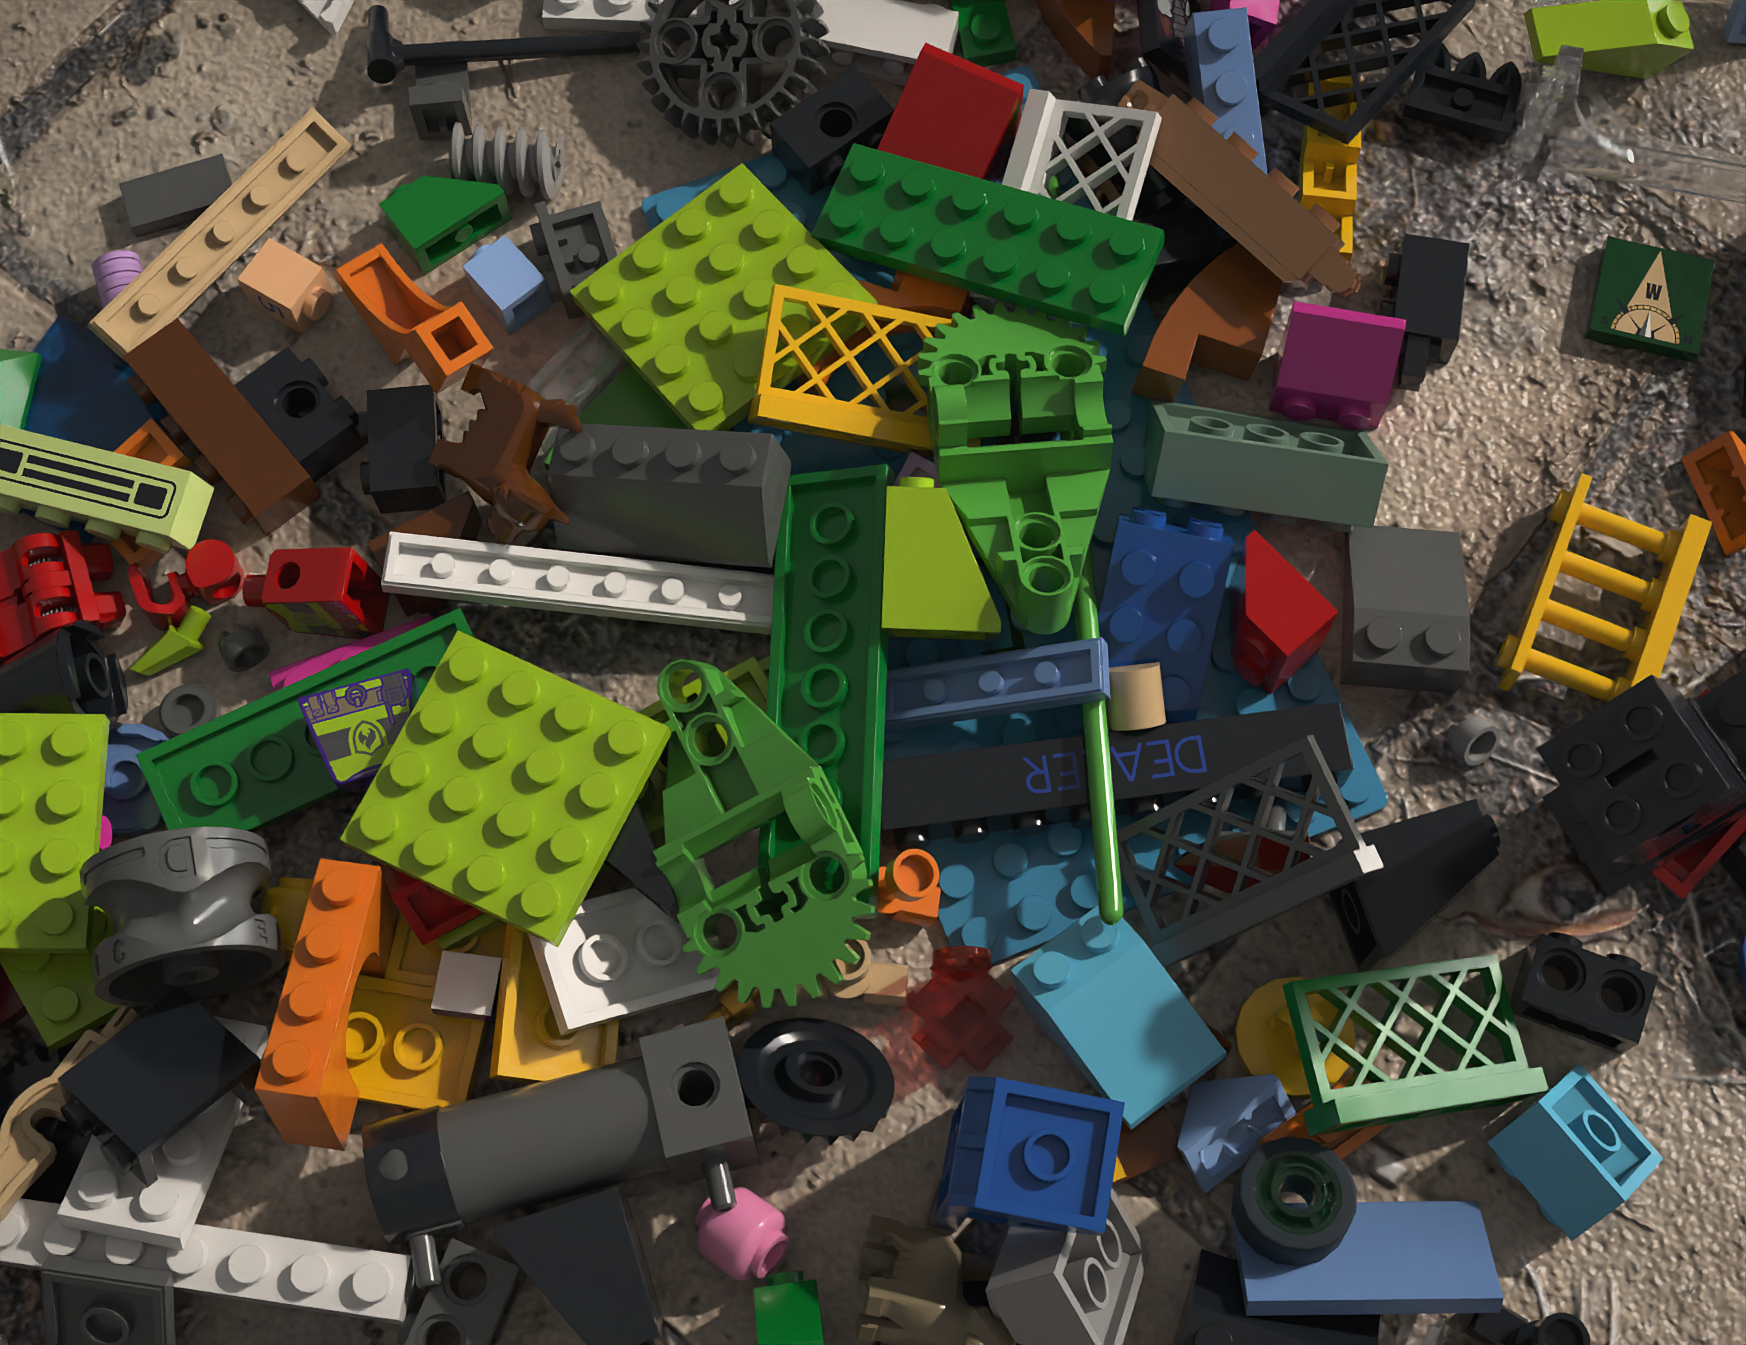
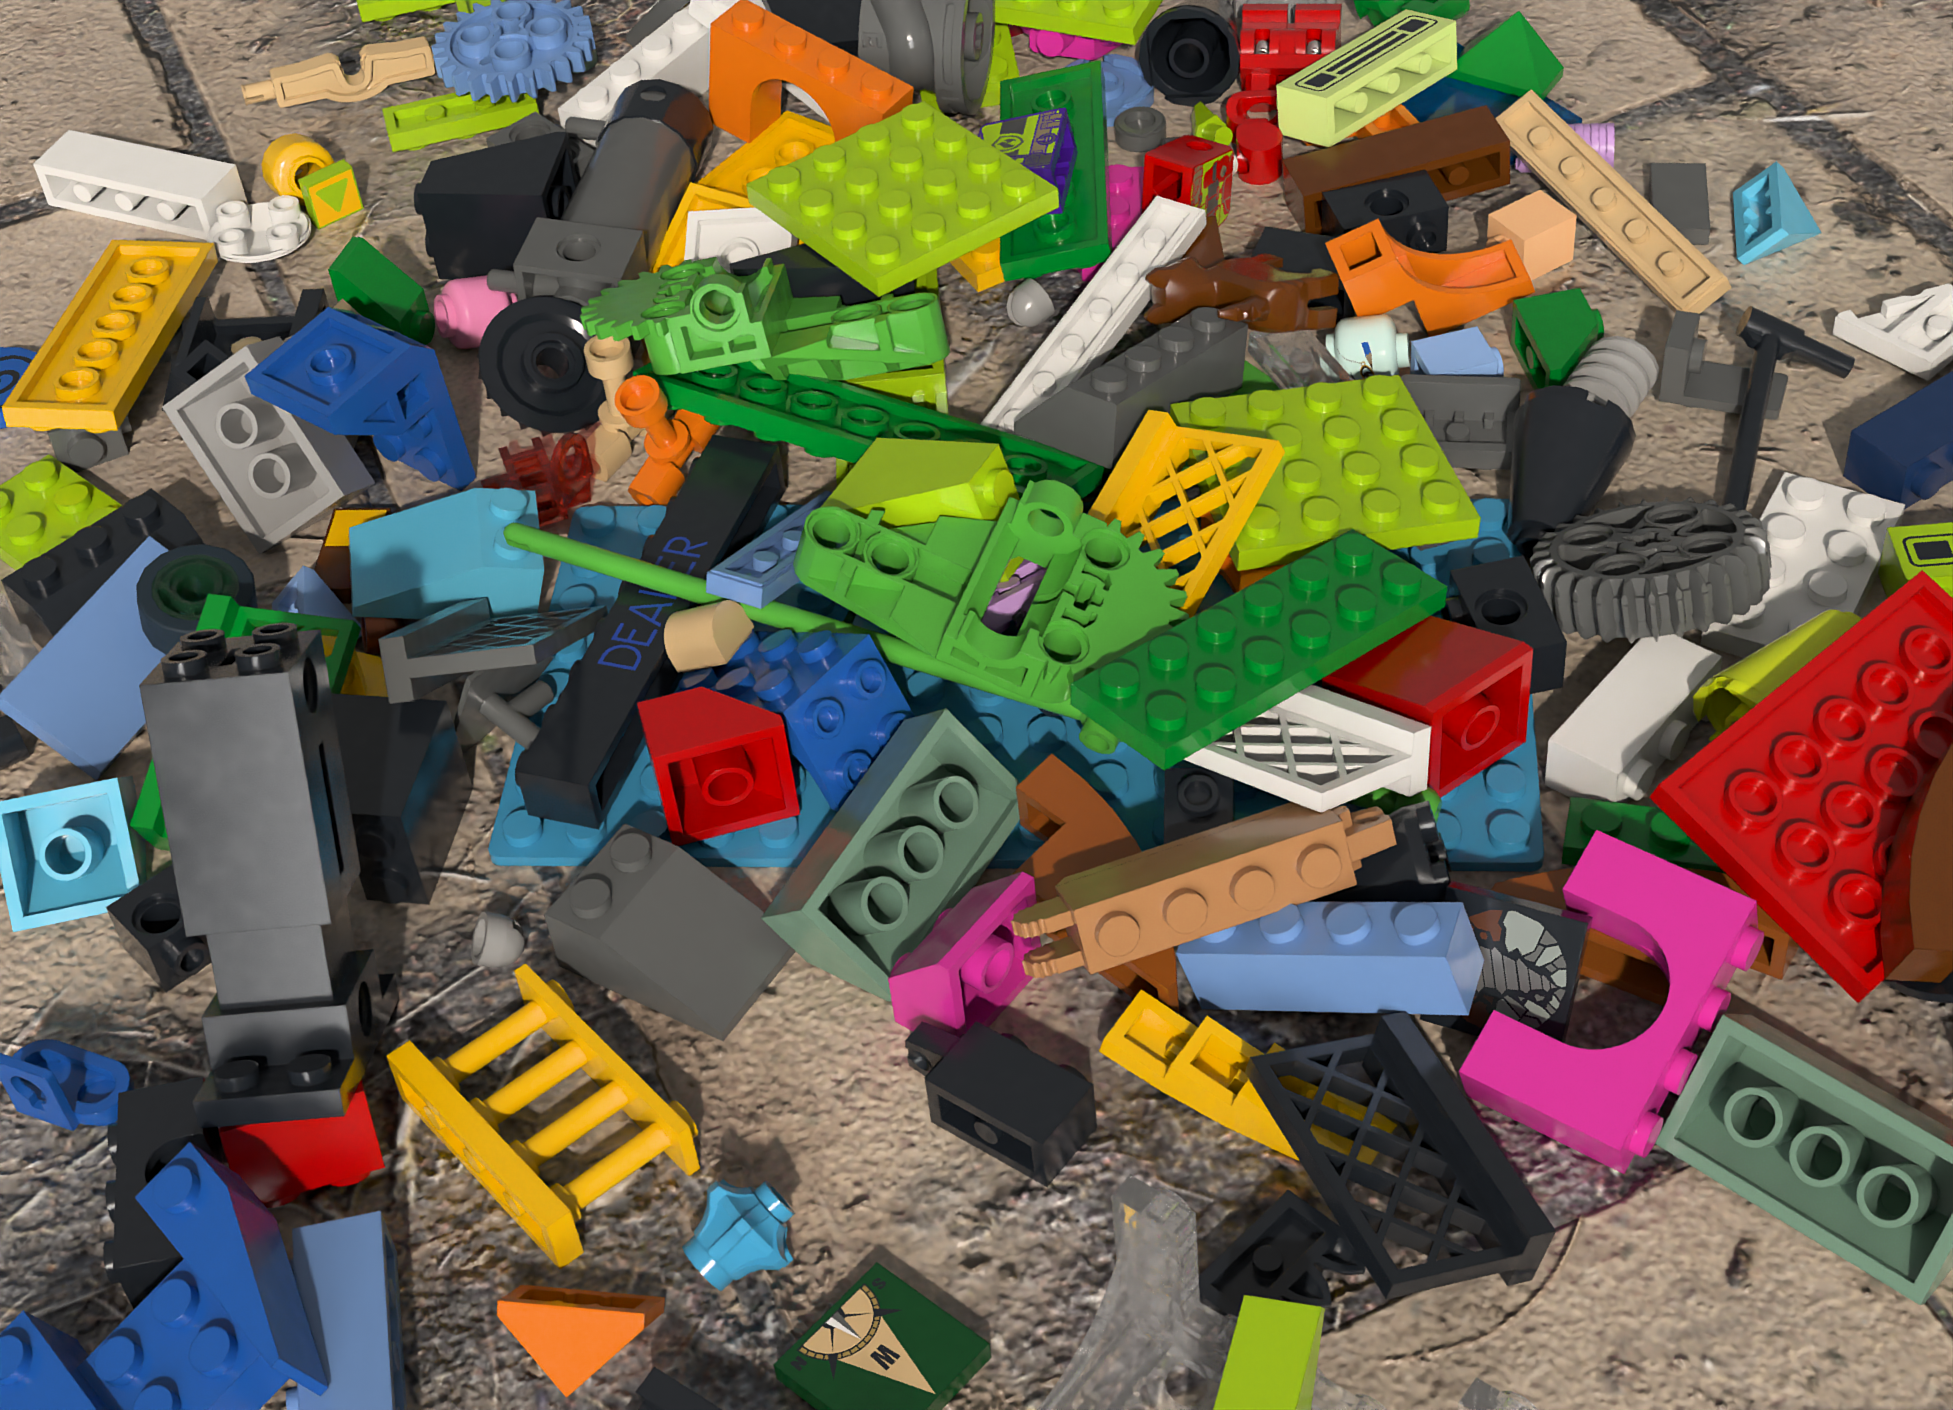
camera: 120 degrees right, 25 degrees down
(185, 118) = (1770, 215): none -> medium azure slope
(515, 349) = (1369, 346): none -> light aqua head
(627, 155) = (1562, 460): none -> black cone
(1627, 412) = (740, 1233): none -> dark azure rock

